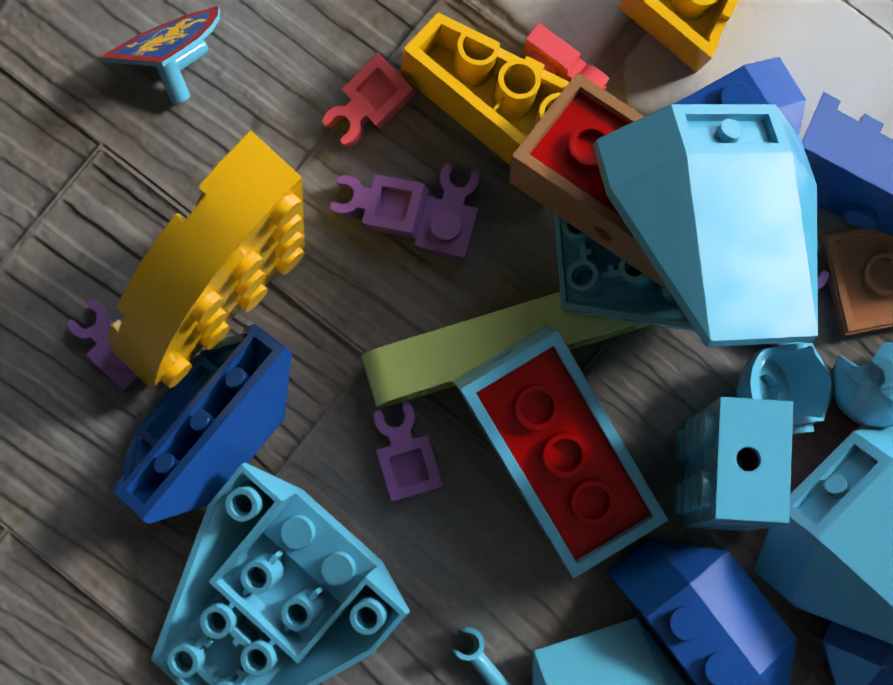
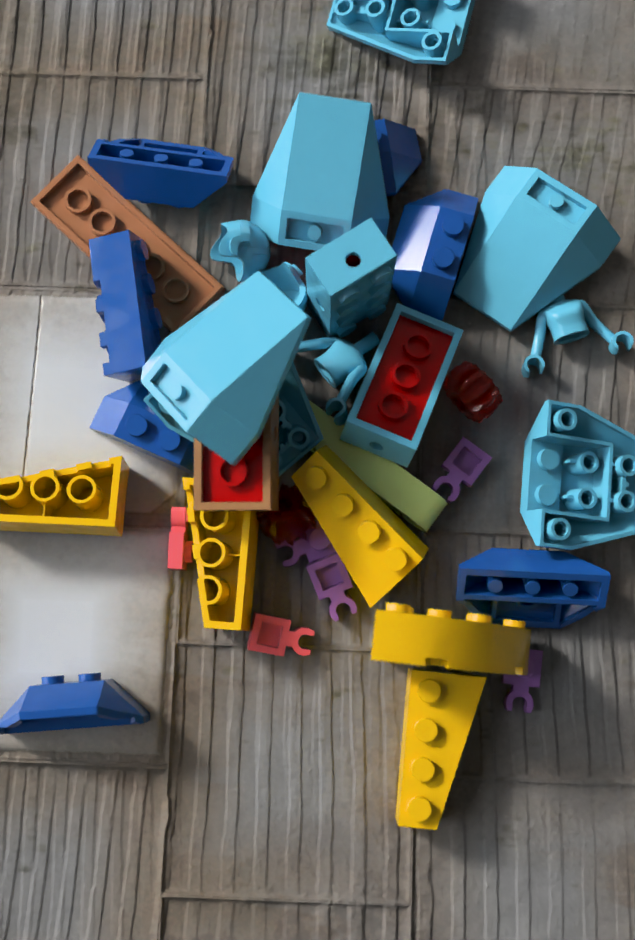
camera: 125 degrees left, 0 degrees up
(110, 171) = (433, 738): none -> yellow wedge
(170, 49) = (331, 778): shield -> none
(428, 274) = (359, 525): none -> yellow wedge
(489, 535) = (472, 391): none -> clear red gear
(498, 209) = (291, 519): none -> clear red gear
(644, 403) = (340, 364): none -> medium azure piece

